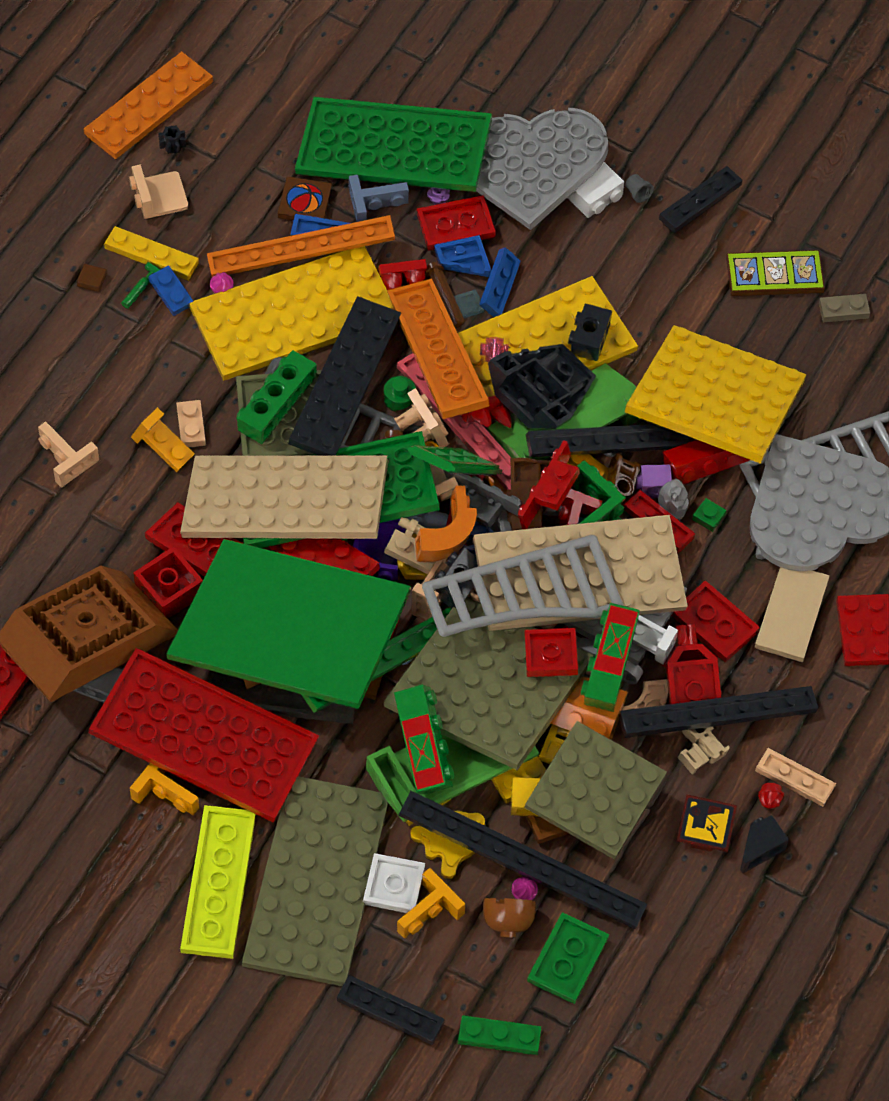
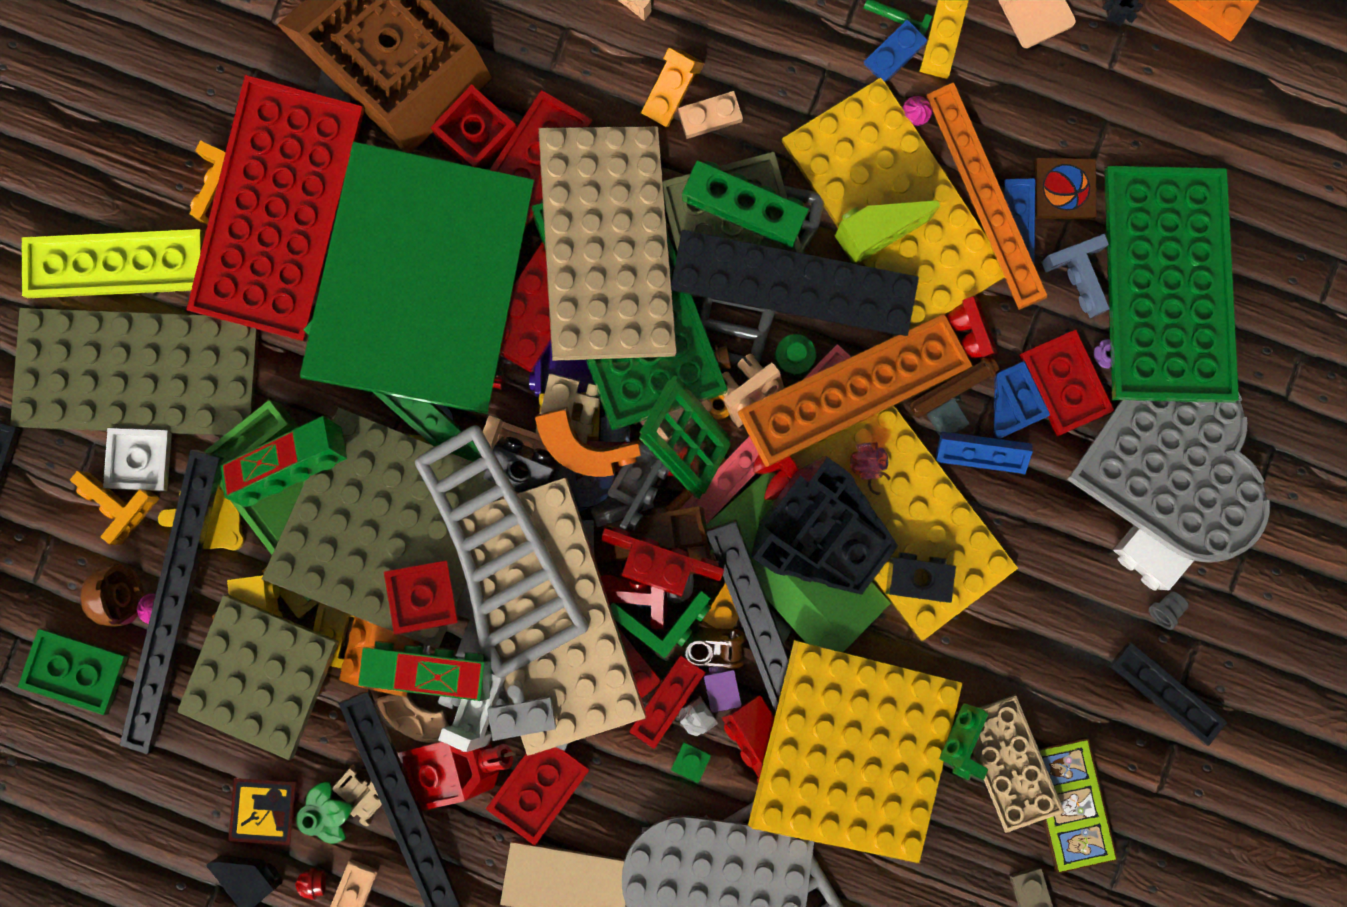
camera: 85 degrees right, 25 degrees up
(318, 314) = (878, 226): none -> lime slope
(654, 593) = (522, 715): none -> light grey plate
(713, 774) = (326, 813): none -> green plate
(719, 327) = (962, 742): none -> green bracket
(738, 303) = (1015, 767): none -> tan tile

